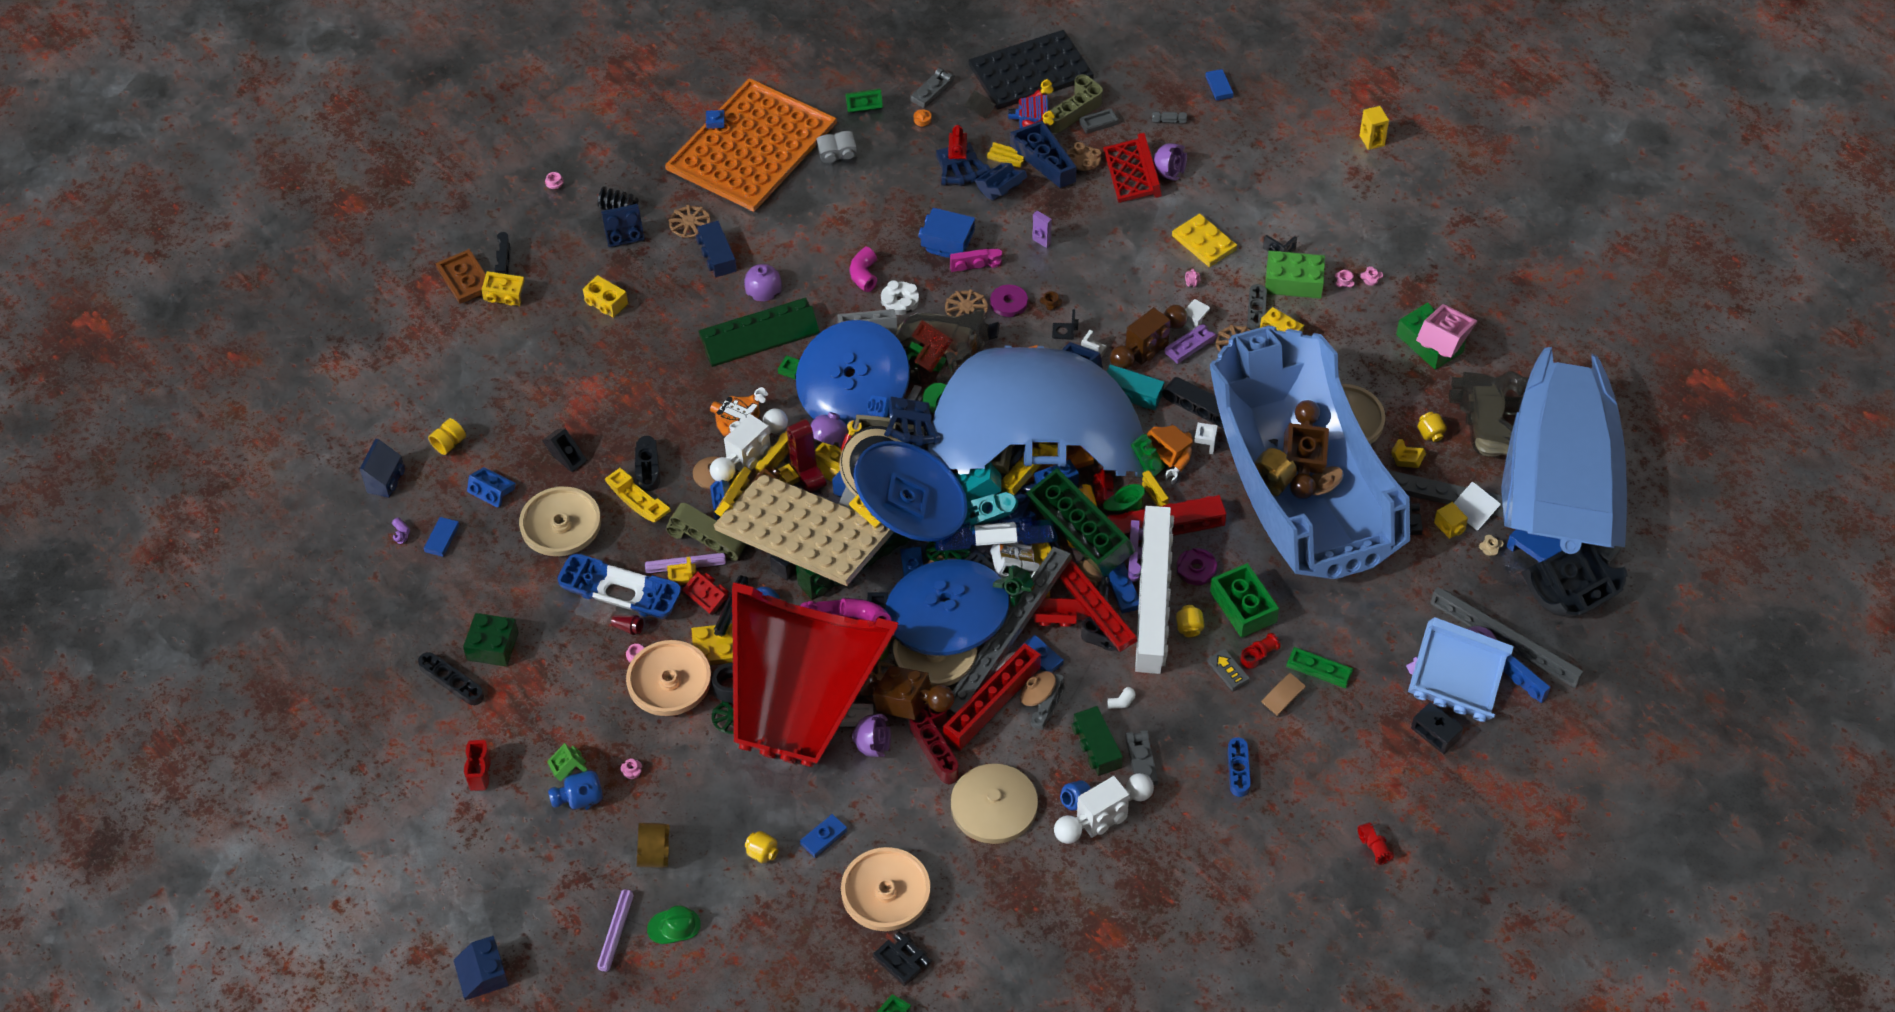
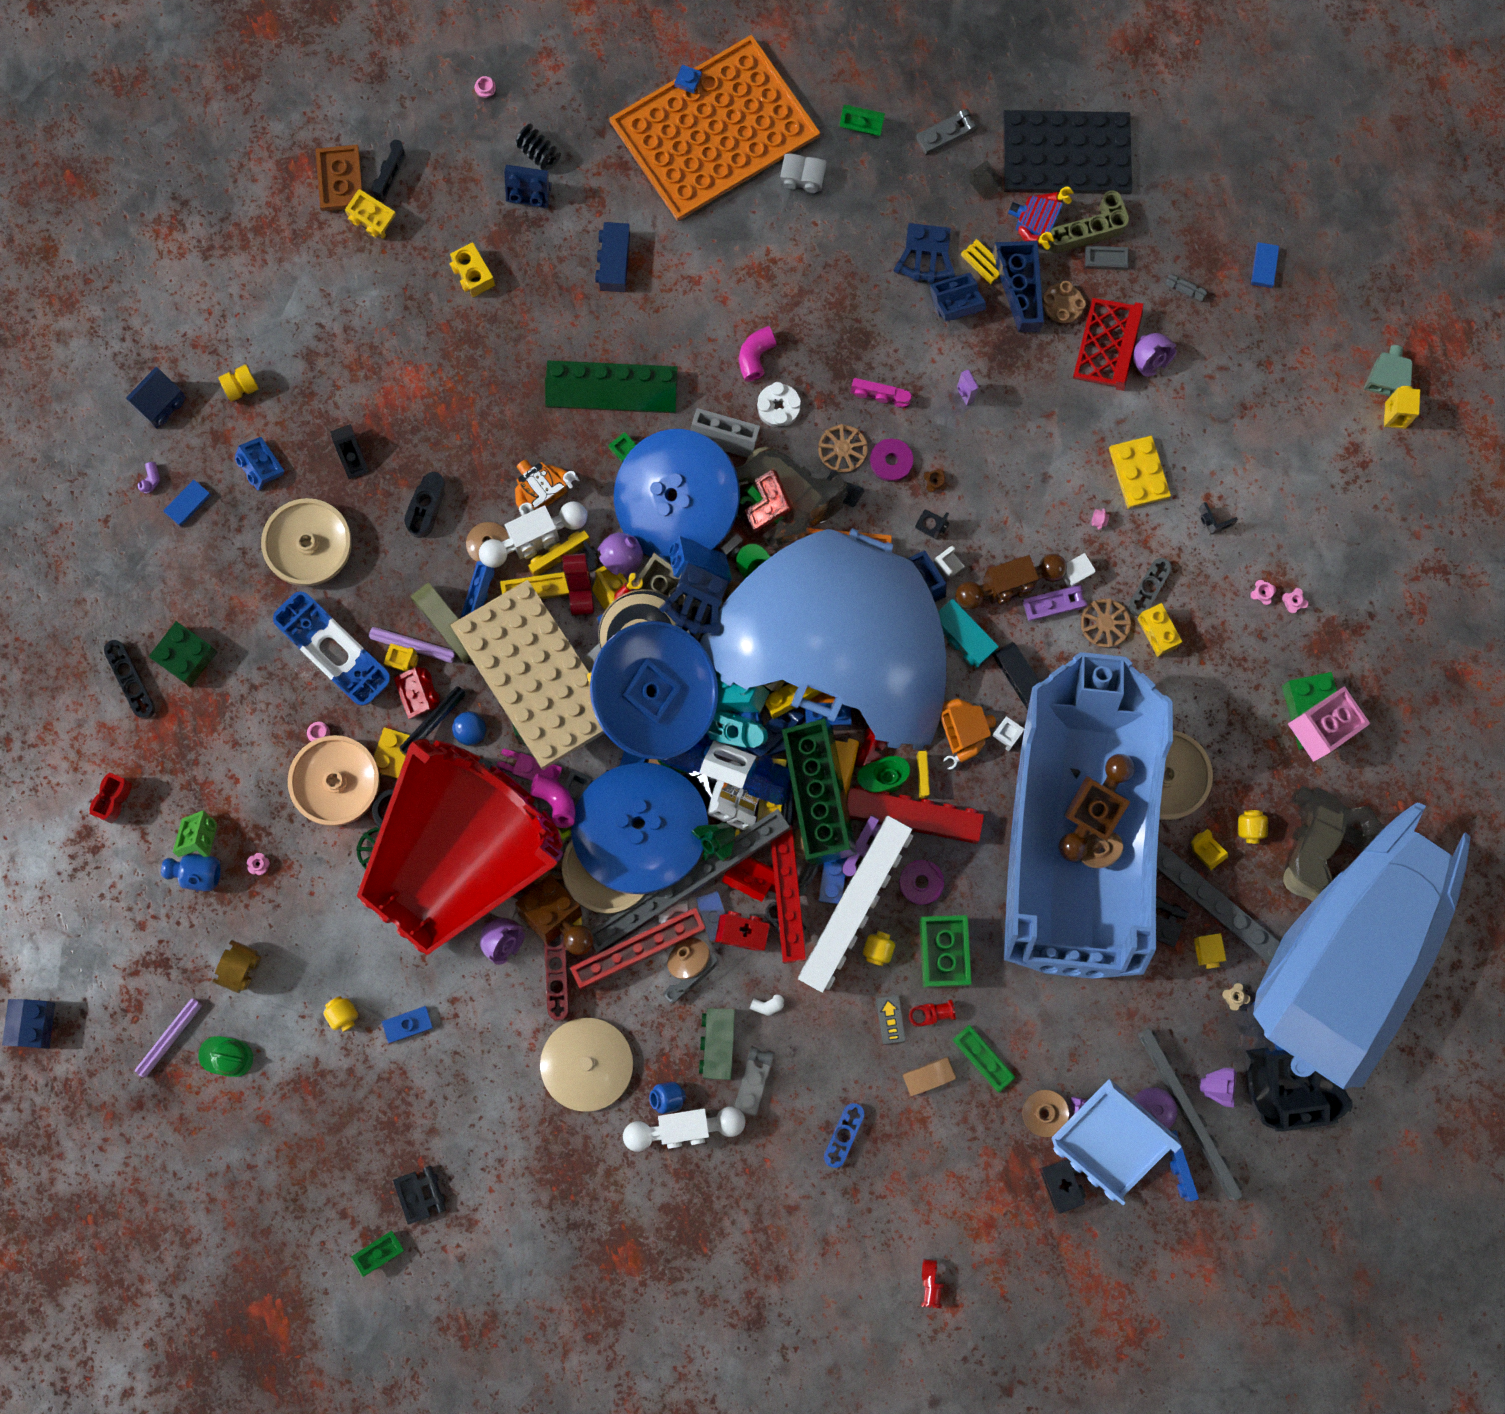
camera: 20 degrees right, 25 degrees up
(628, 623) = (325, 695): dark red cone -> none
(635, 497) = (397, 543): yellow slope -> none
(688, 221) = (603, 204): medium nougat wheel -> none
(733, 492) = (489, 589): yellow plate -> none
(762, 282) = (644, 323): medium lavender cylinder -> none
(772, 472) = (537, 583): reddish brown bracket -> none
(885, 889) = (435, 1117): light nougat dish -> none
(922, 117) = (915, 169): orange tile -> none
(946, 232) = (865, 345): blue brick -> none
(957, 143) = (932, 230): red hinge -> none
(1072, 651) = (729, 933): none -> red brick
(1147, 455) = (934, 731): green plate -> none
(1275, 470) = (1046, 823): pearl gold brick -> none
(1295, 274) = (1211, 564): bright green brick -> none
(1350, 113) = (1389, 372): none -> sand green torso
(1391, 675) = (1057, 1113): none -> medium nougat dish
(1476, 505) = (1244, 943): white sticker -> none
(1517, 607) = (1220, 1086): none -> medium lavender brick

